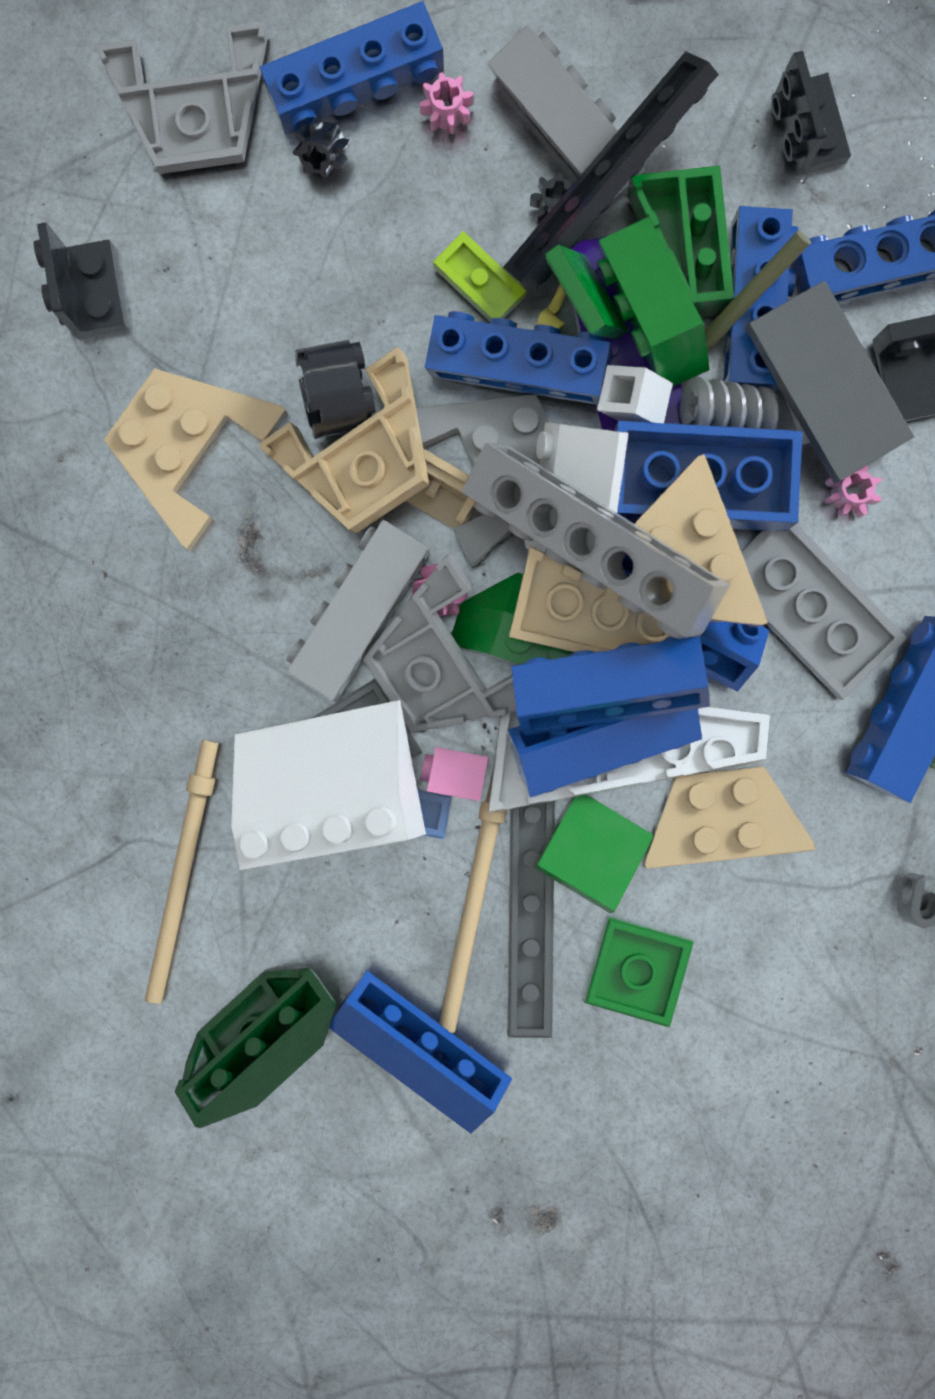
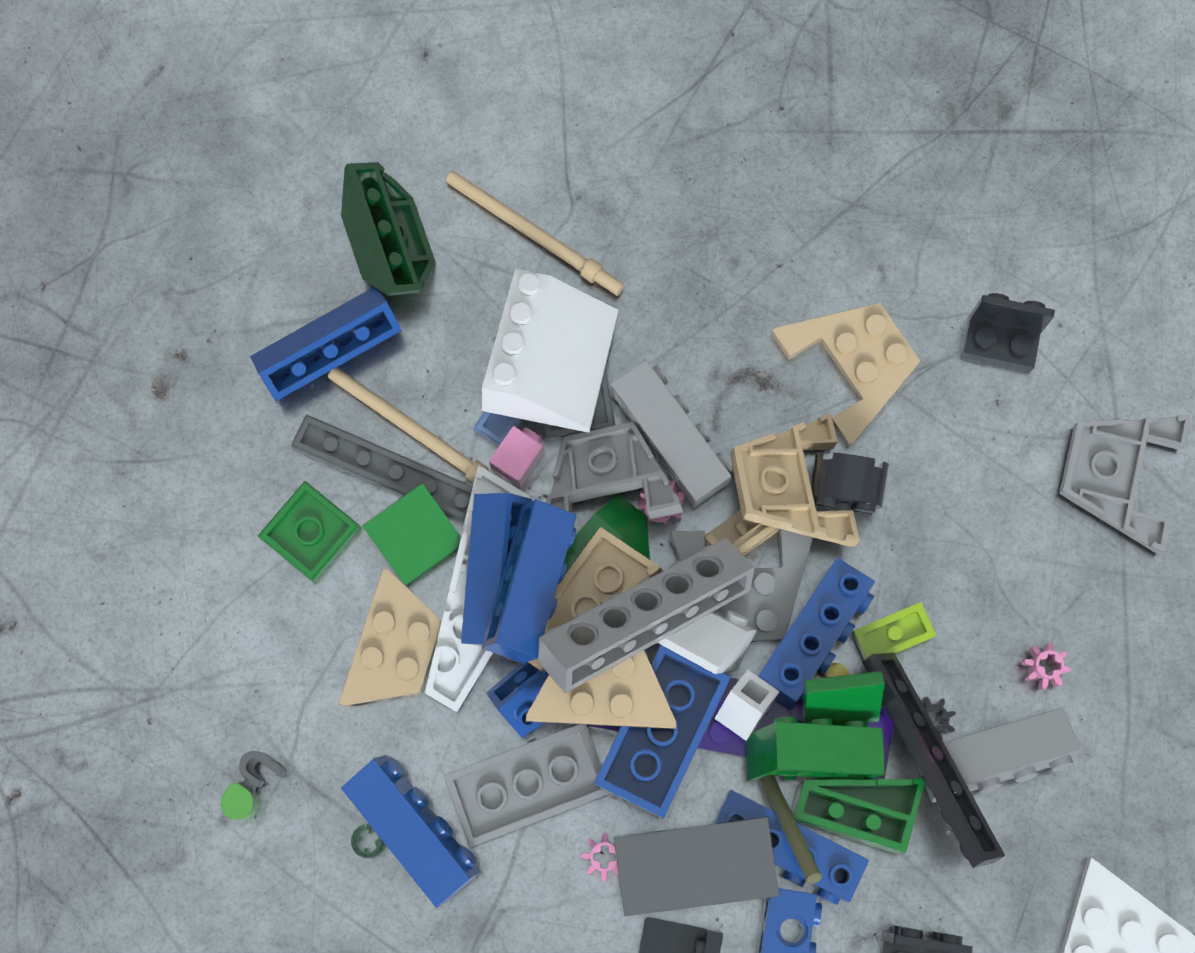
camera: 115 degrees right, 10 degrees down
(321, 147) = (1045, 553): black gear -> none
(354, 67) = (1100, 605): blue brick -> none
(728, 404) = (709, 782): light grey piece -> none

